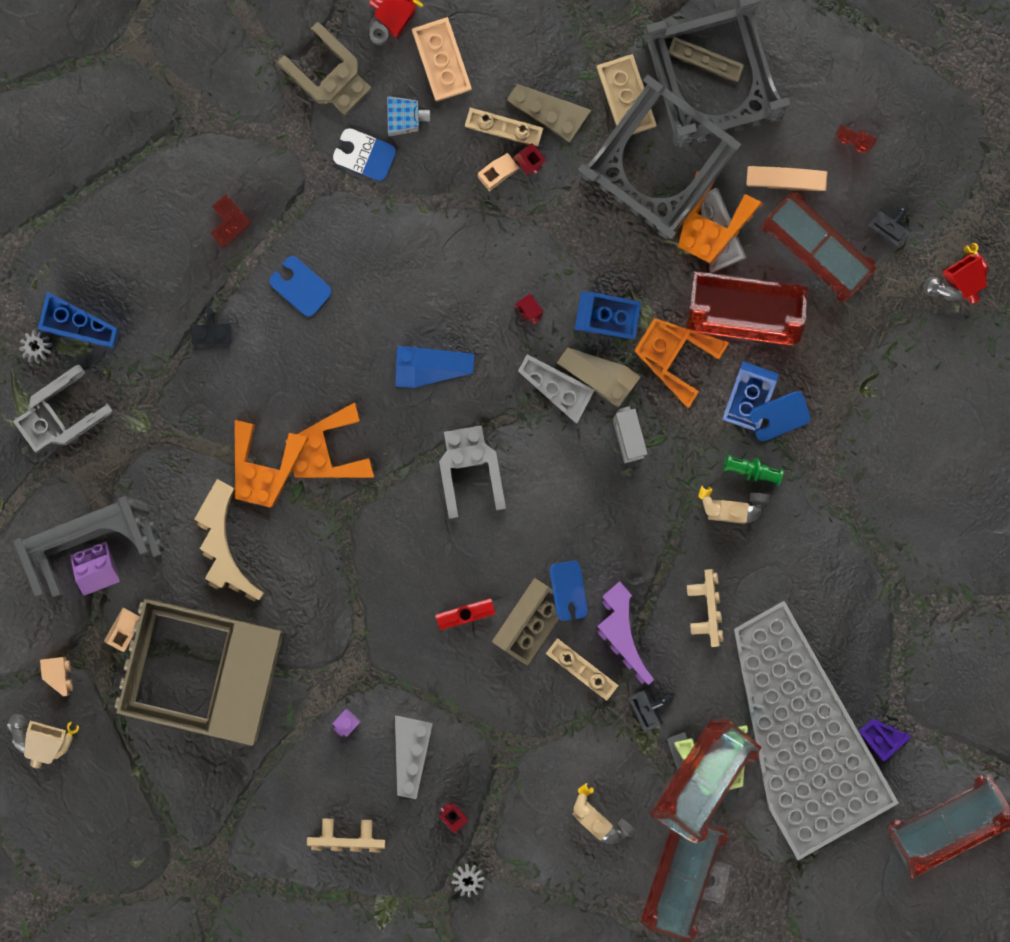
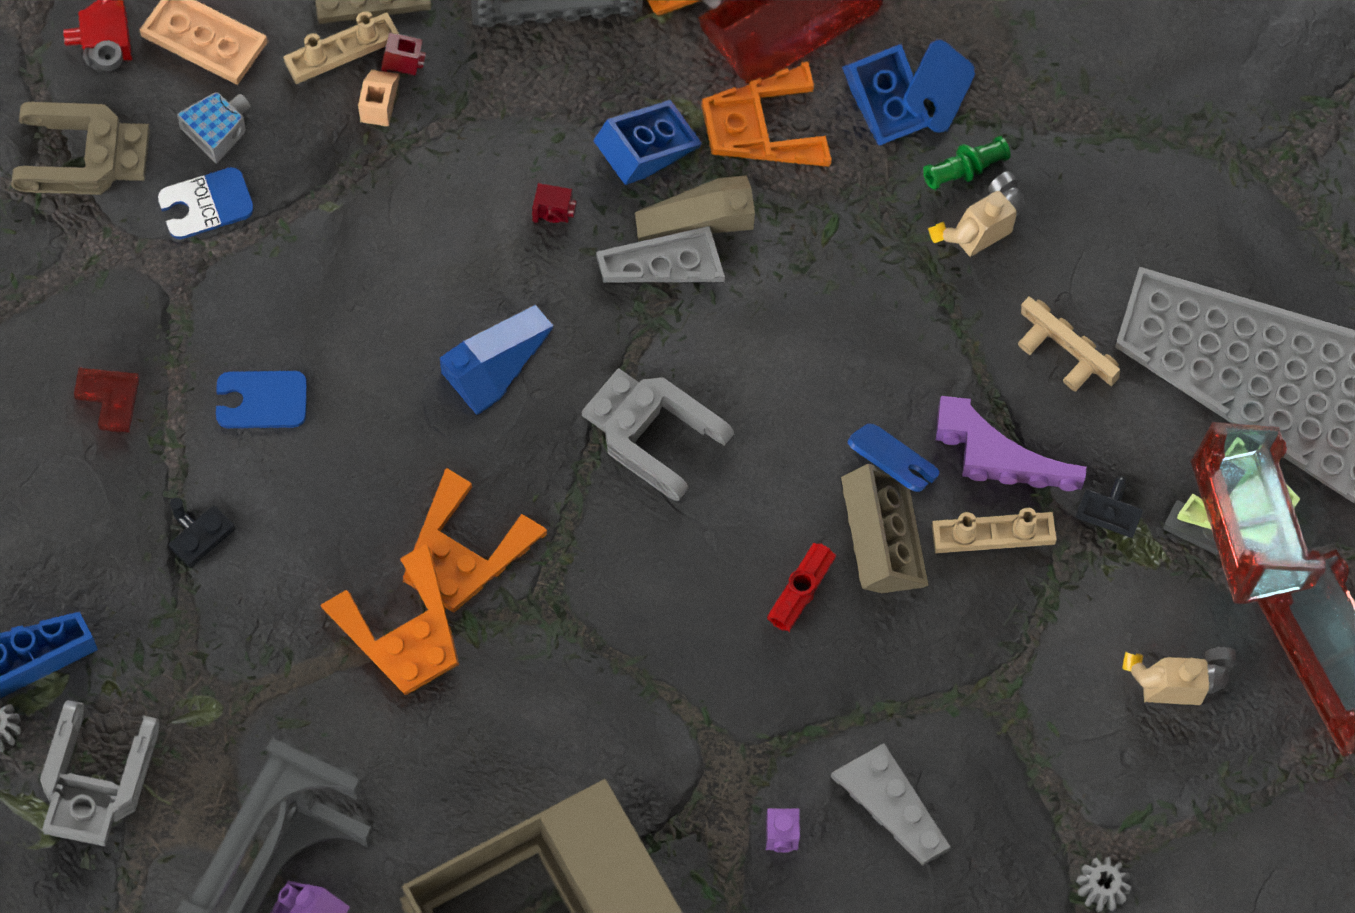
camera: 40 degrees left, 20 degrees down
(224, 570) = (432, 765): tan arch -> none
(453, 824) = (1021, 818): dark red brick -> none
(629, 435) = (796, 224): light grey arch -> none

